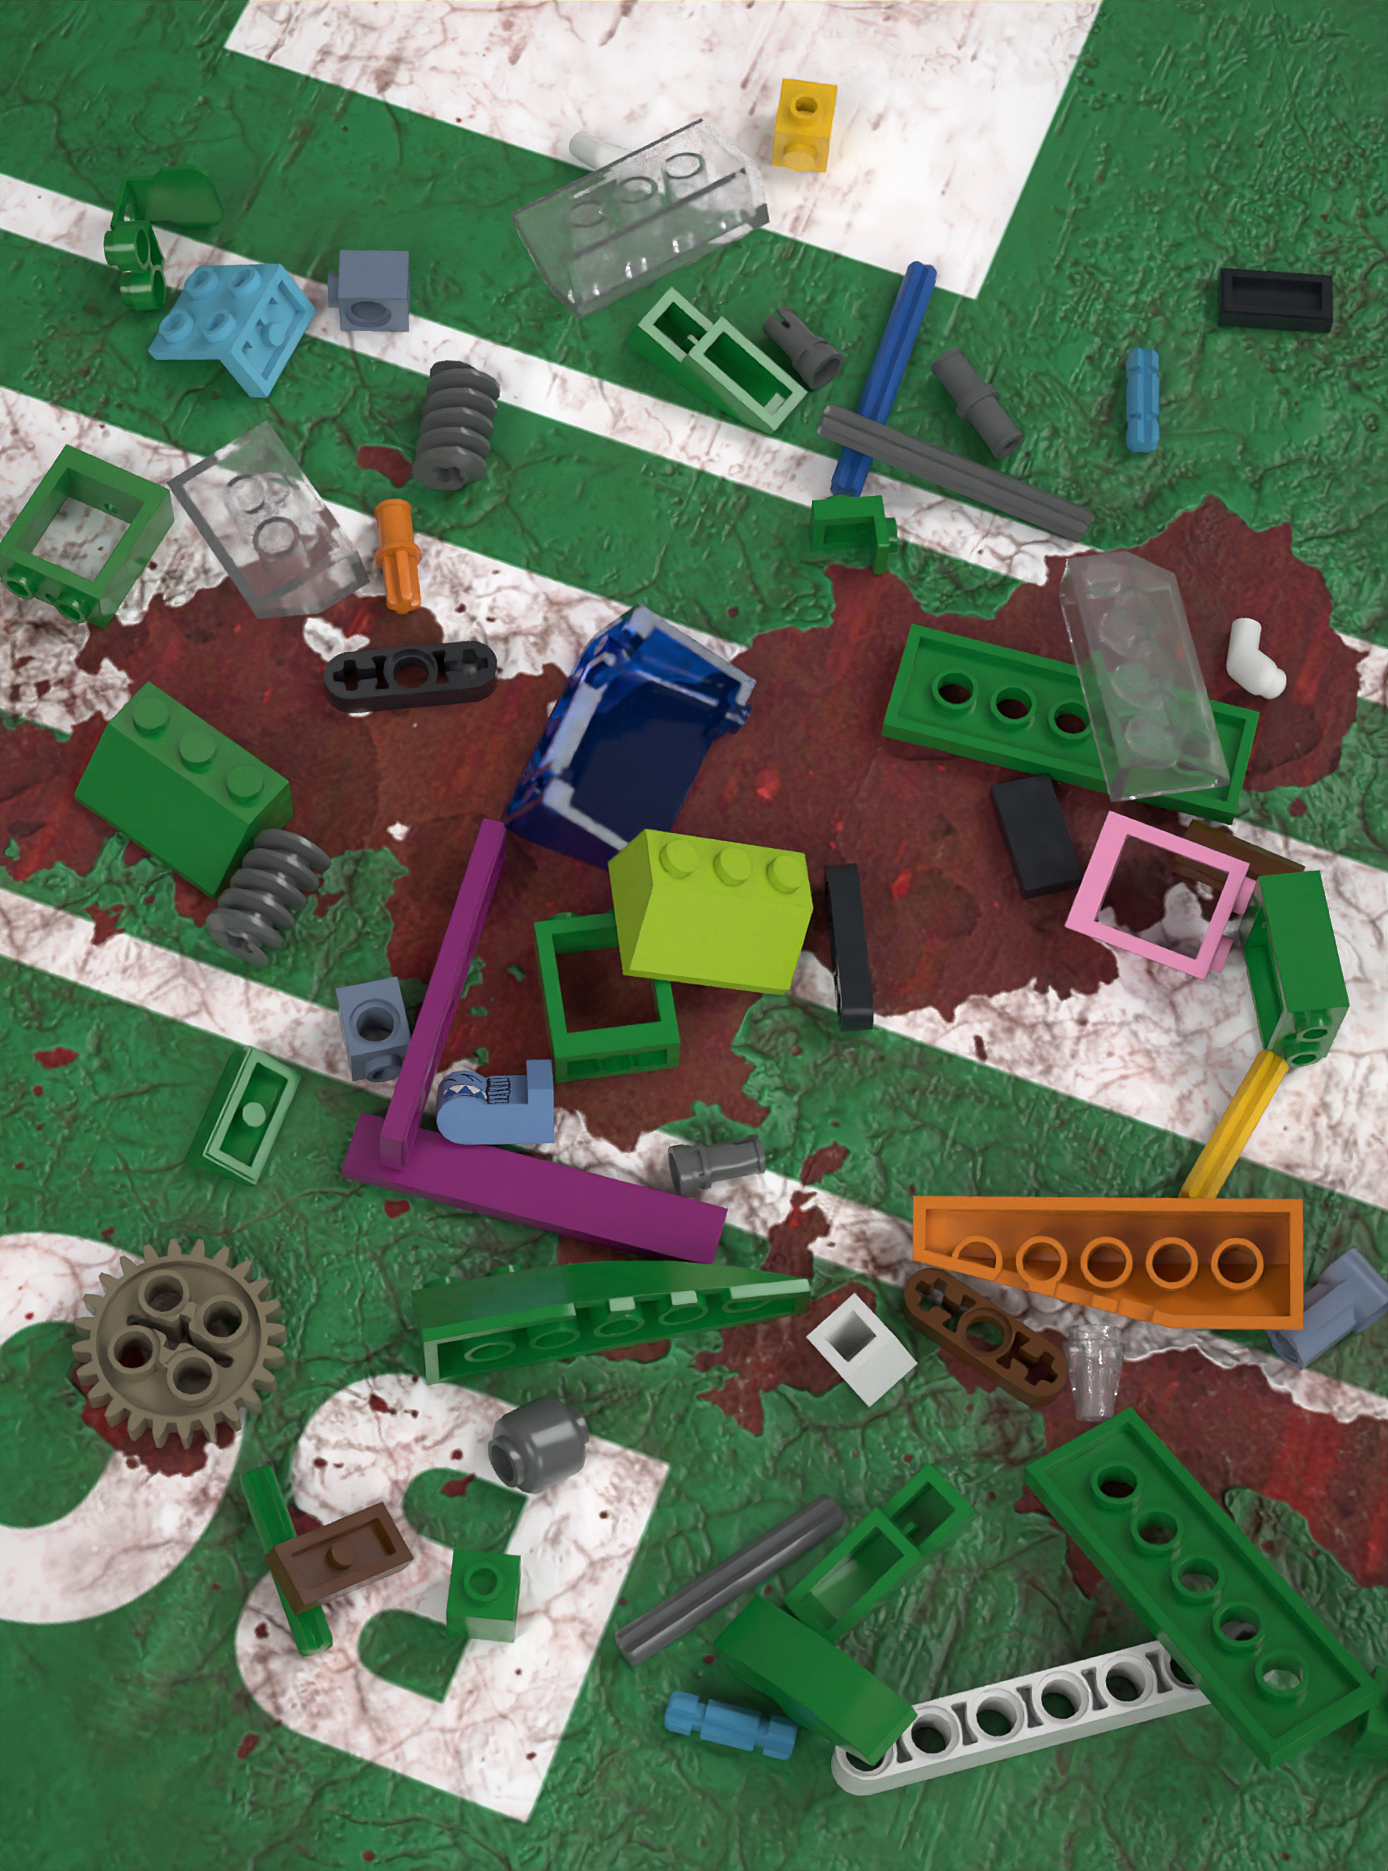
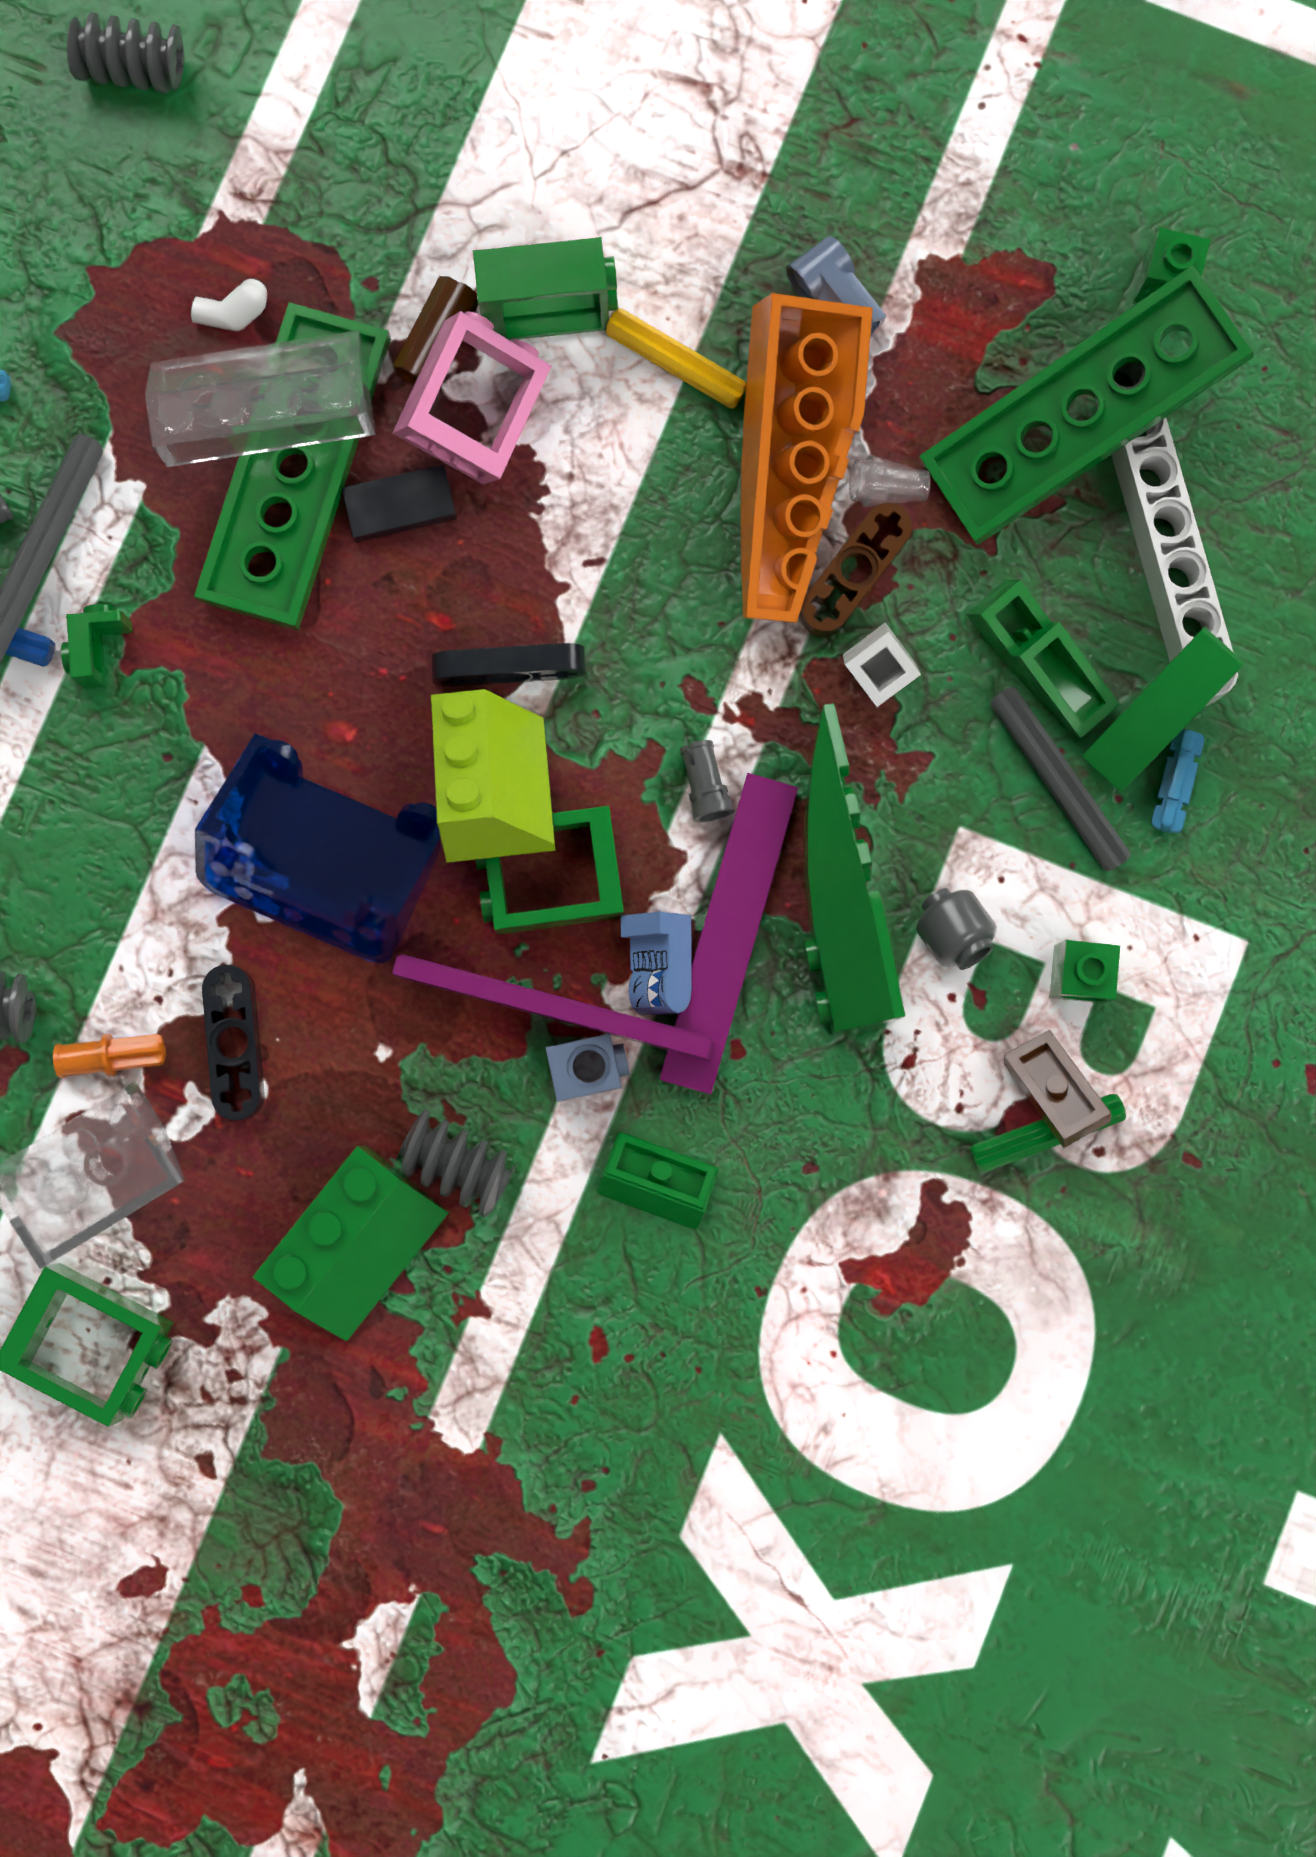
camera: 85 degrees left, 20 degrees up
(151, 1392) = (914, 1246): dark tan gear -> none

